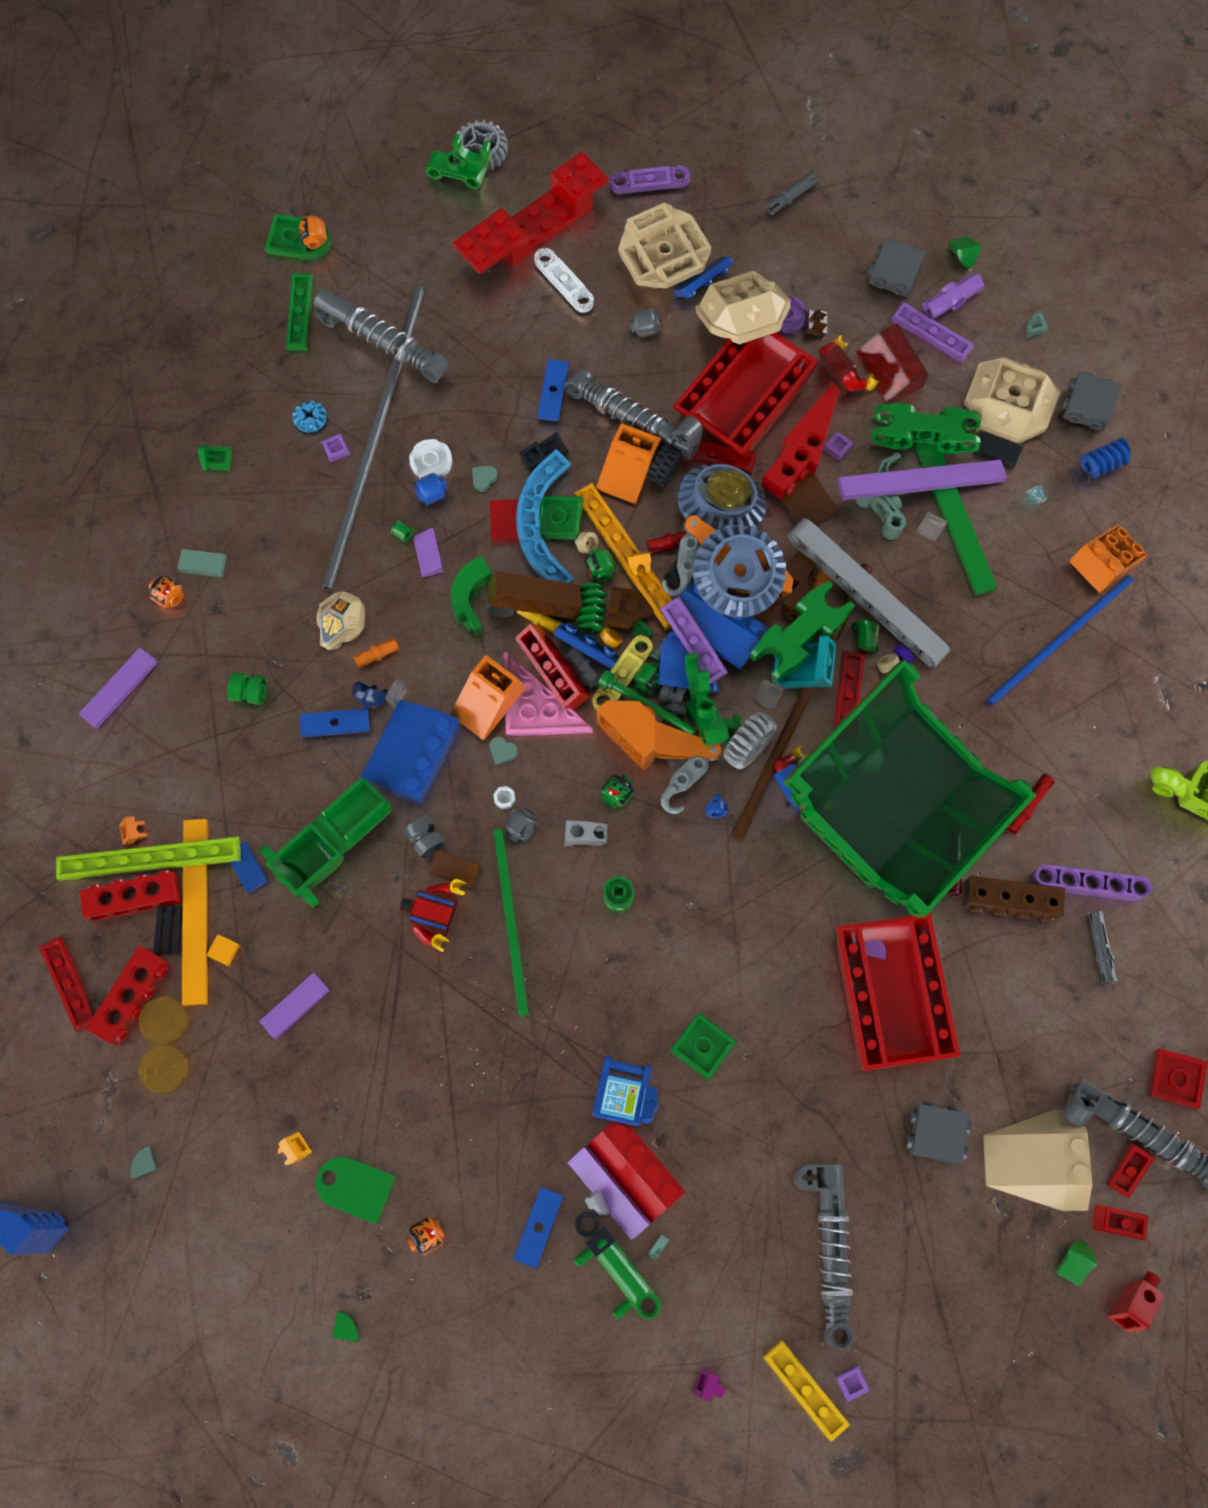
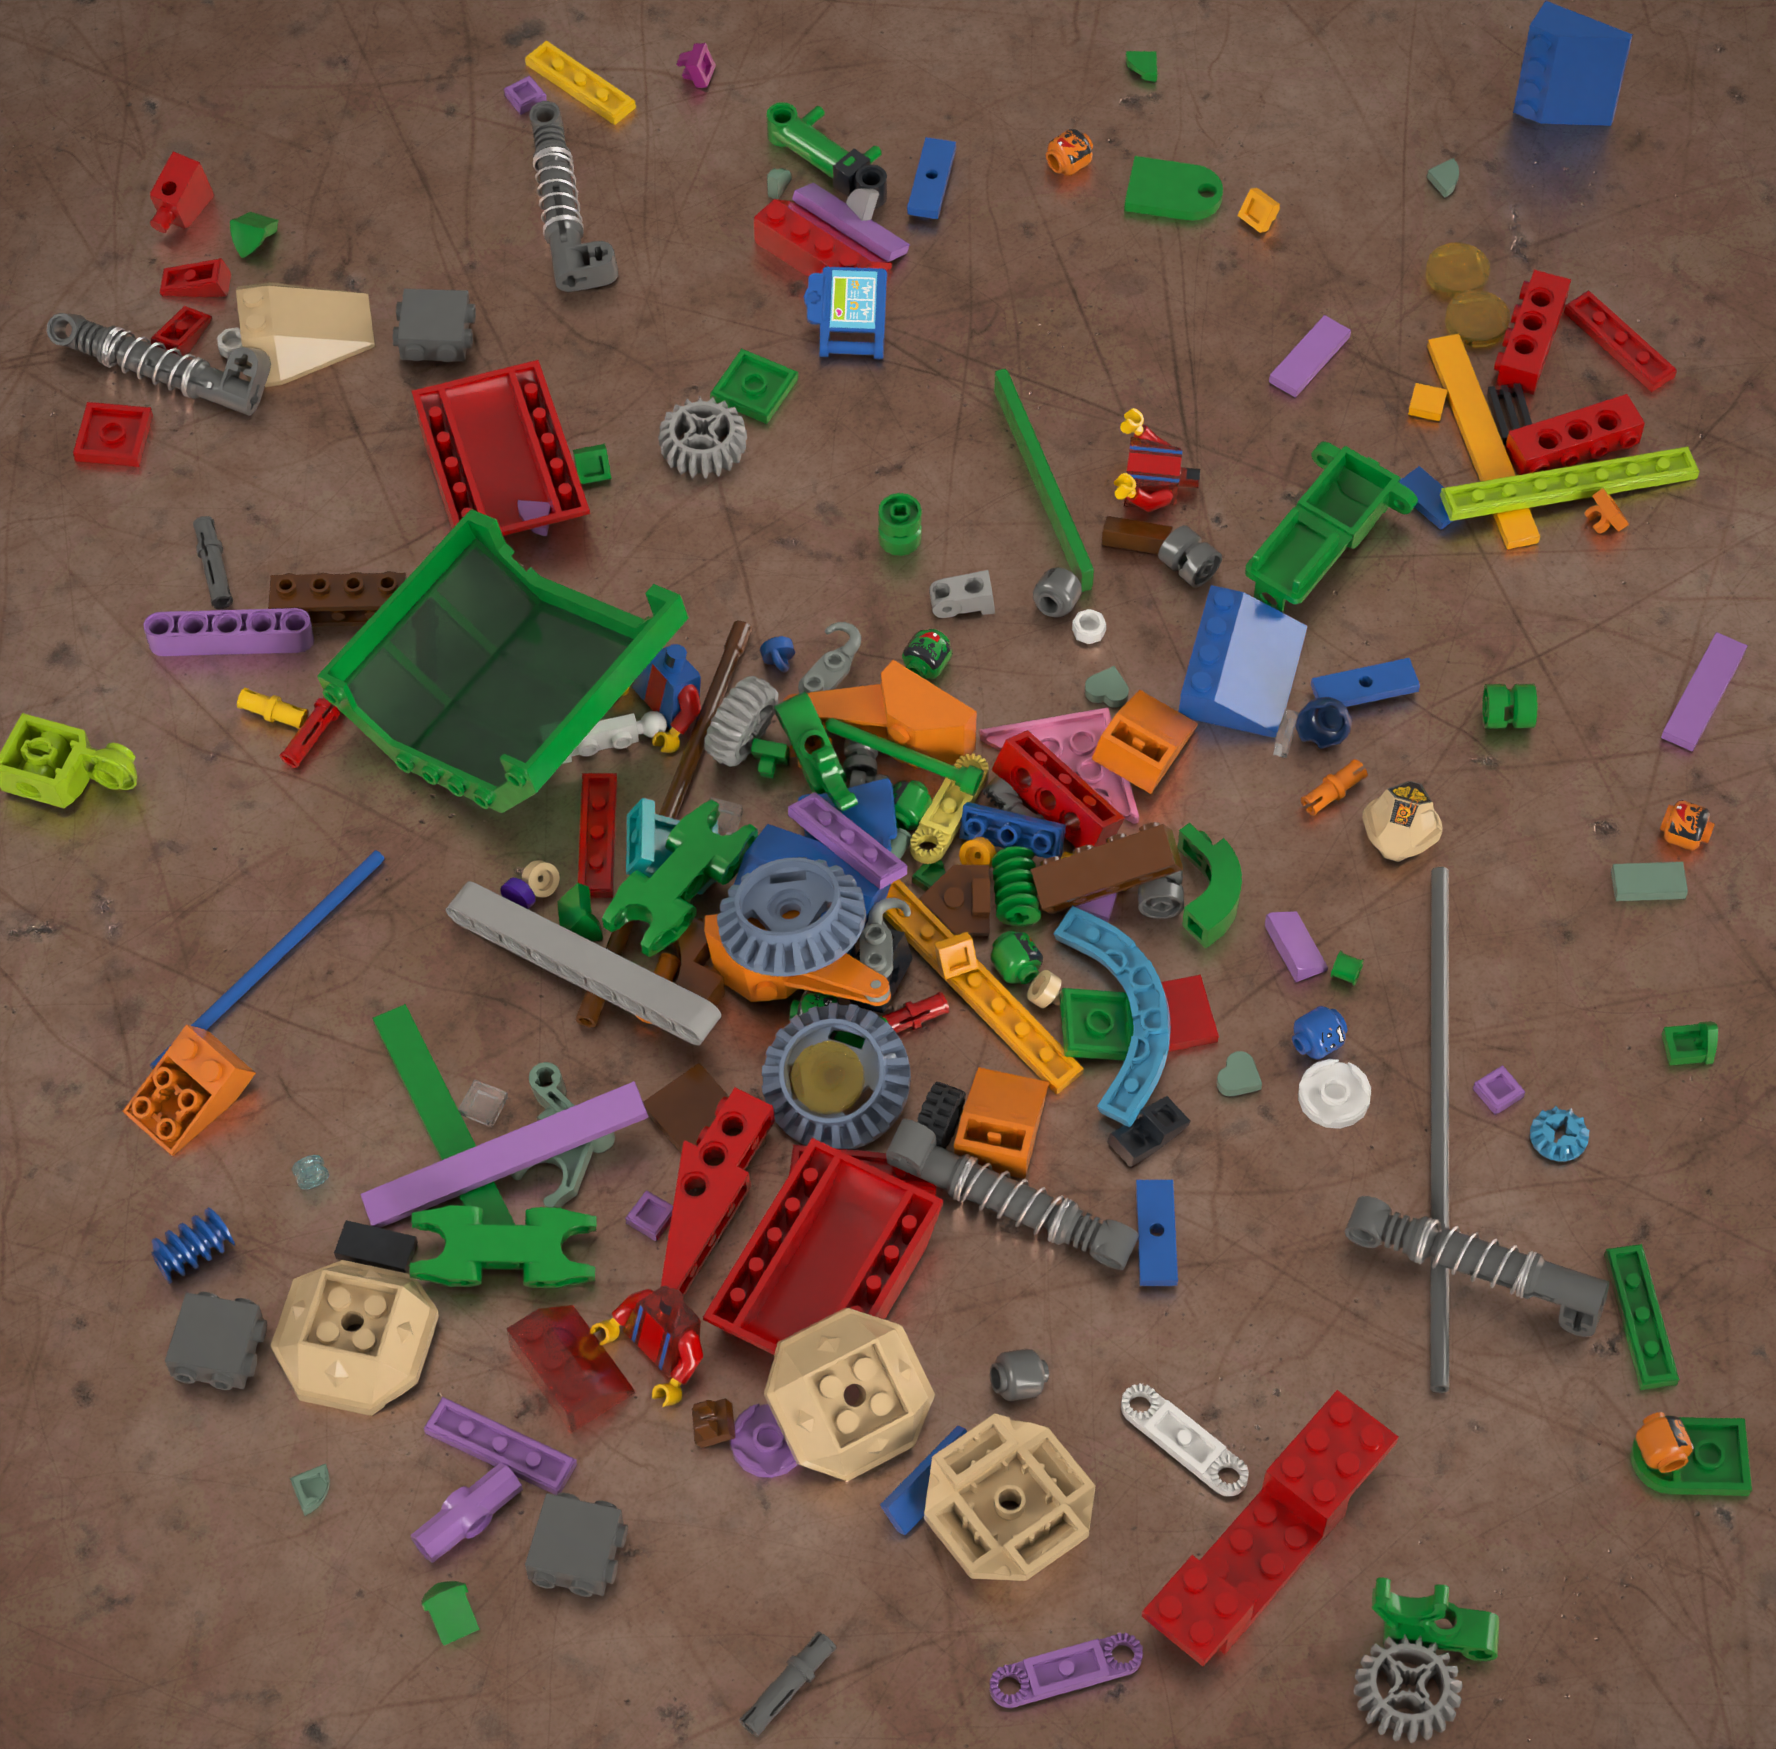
camera: 170 degrees right, 15 degrees down
(753, 1007) = (703, 428): none -> light grey gear
(829, 987) = (592, 463): none -> green tile
(1059, 819) = (272, 708): none -> yellow pin
(1096, 1149) = (229, 341): none -> white tile

